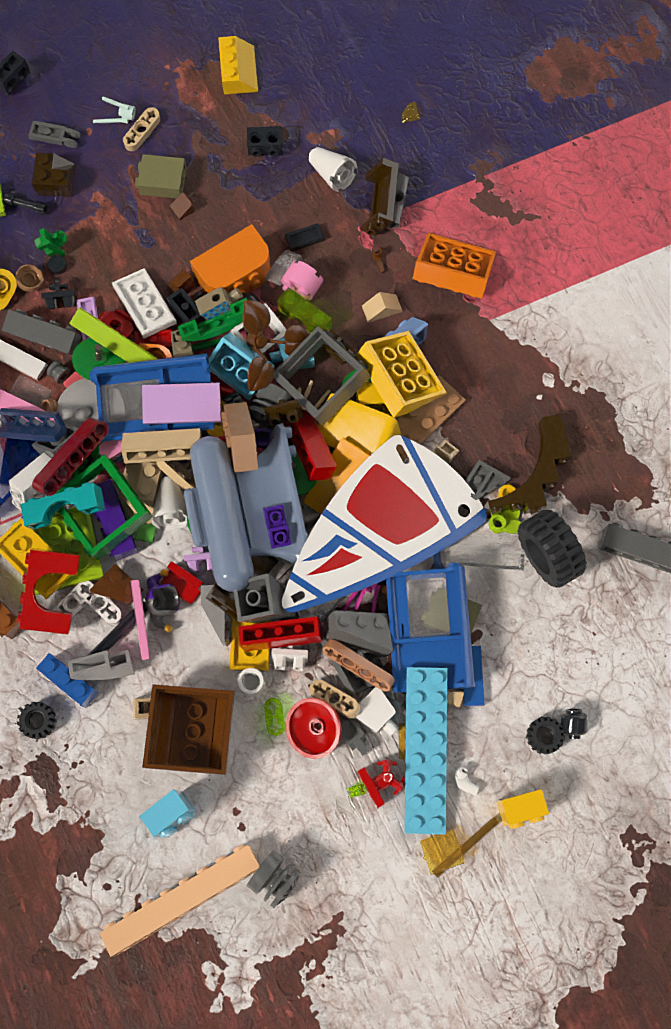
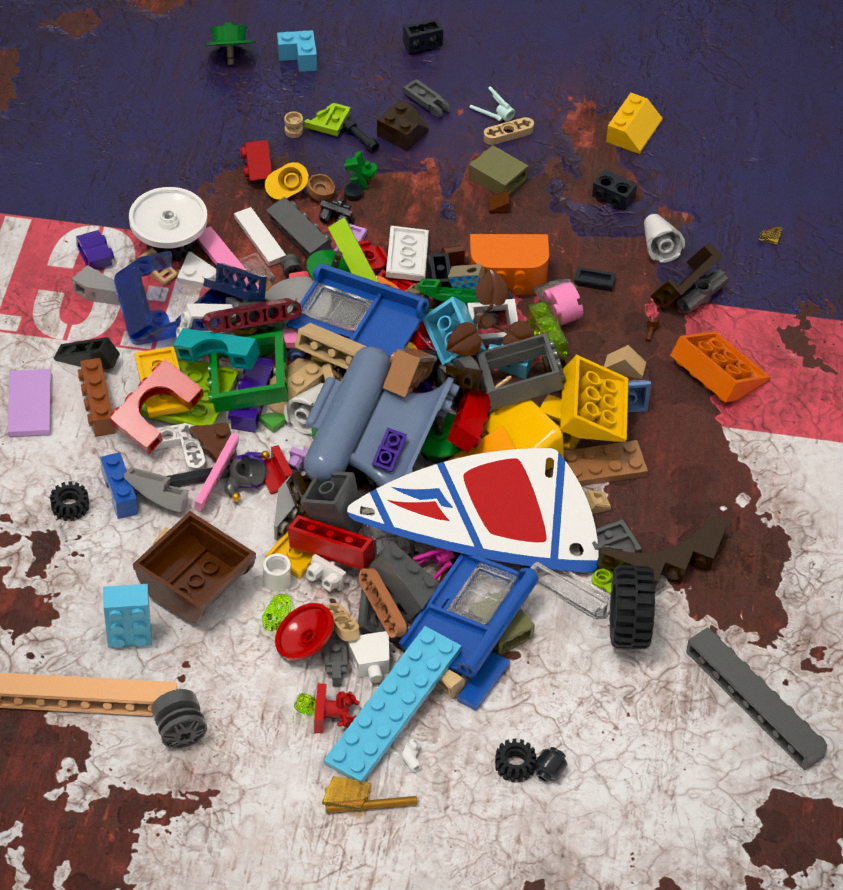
camera: 30 degrees right, 25 degrees down
(181, 403) = (377, 326): lavender tile -> none
(523, 807) = (446, 793): yellow brick -> none

